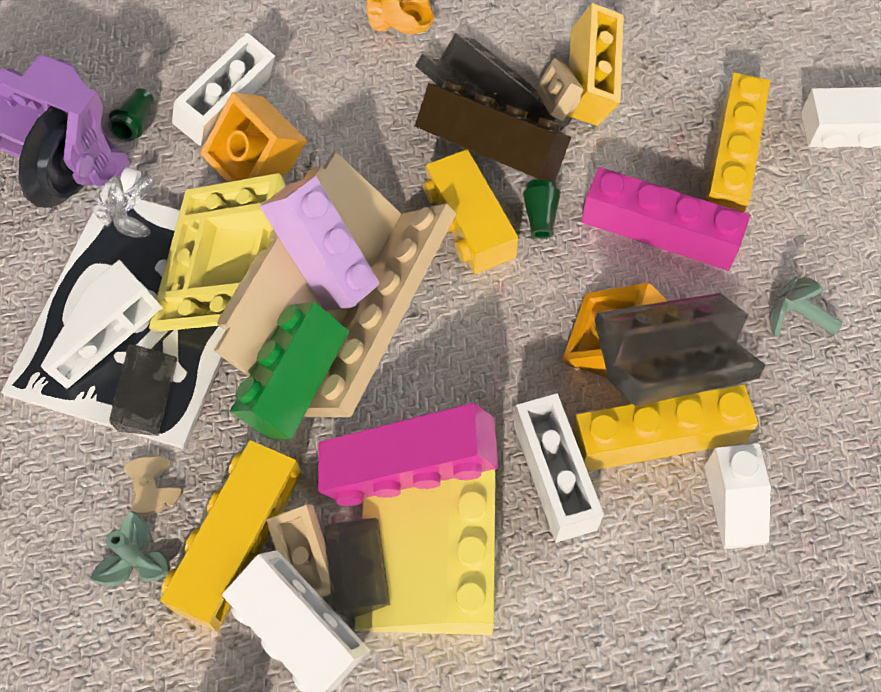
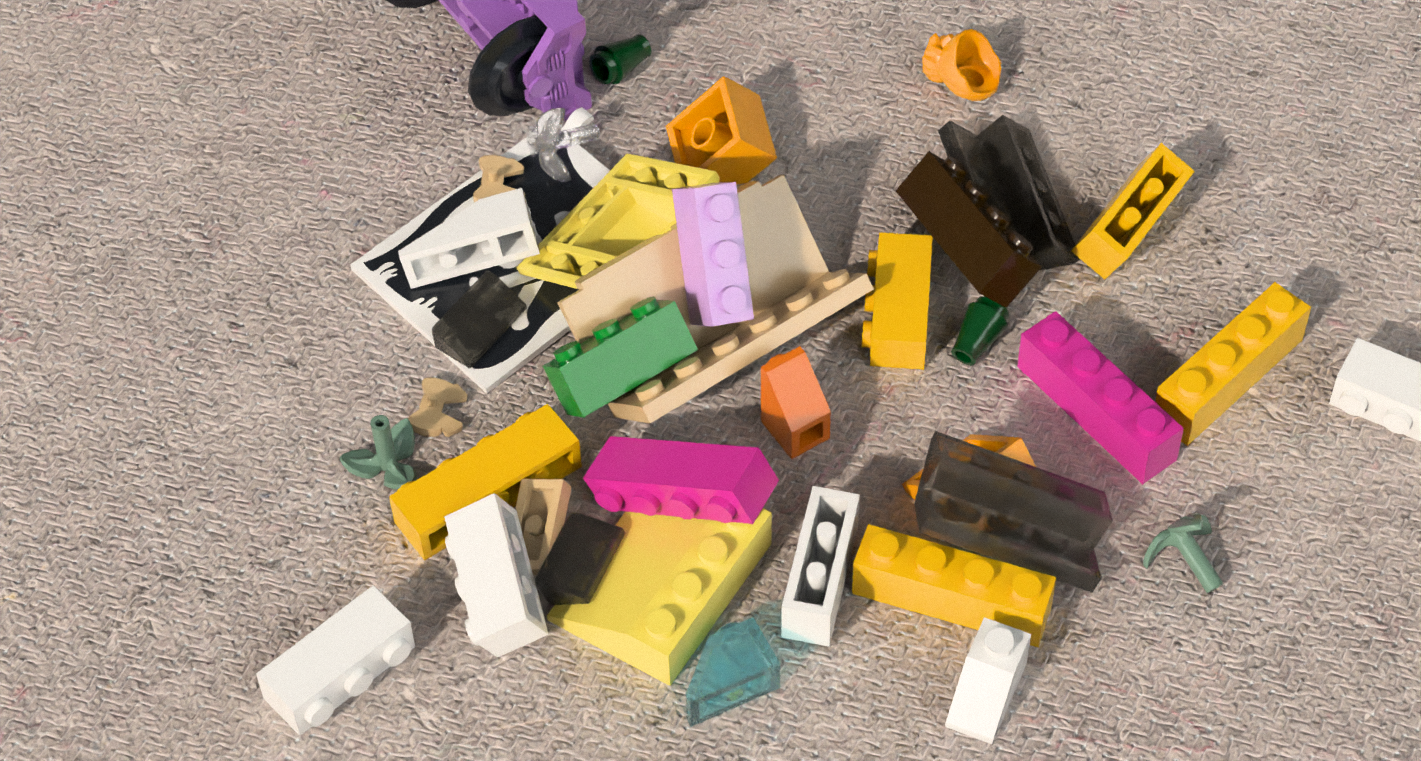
camera: 30 degrees right, 10 degrees down
(83, 254) = (494, 170): none -> tan piece
(239, 70) = (749, 59): white brick -> none
(448, 337) = (793, 403): none -> orange slope
(539, 597) = (731, 671): none -> clear light blue slope
(559, 90) = (1073, 220): tan plate -> none

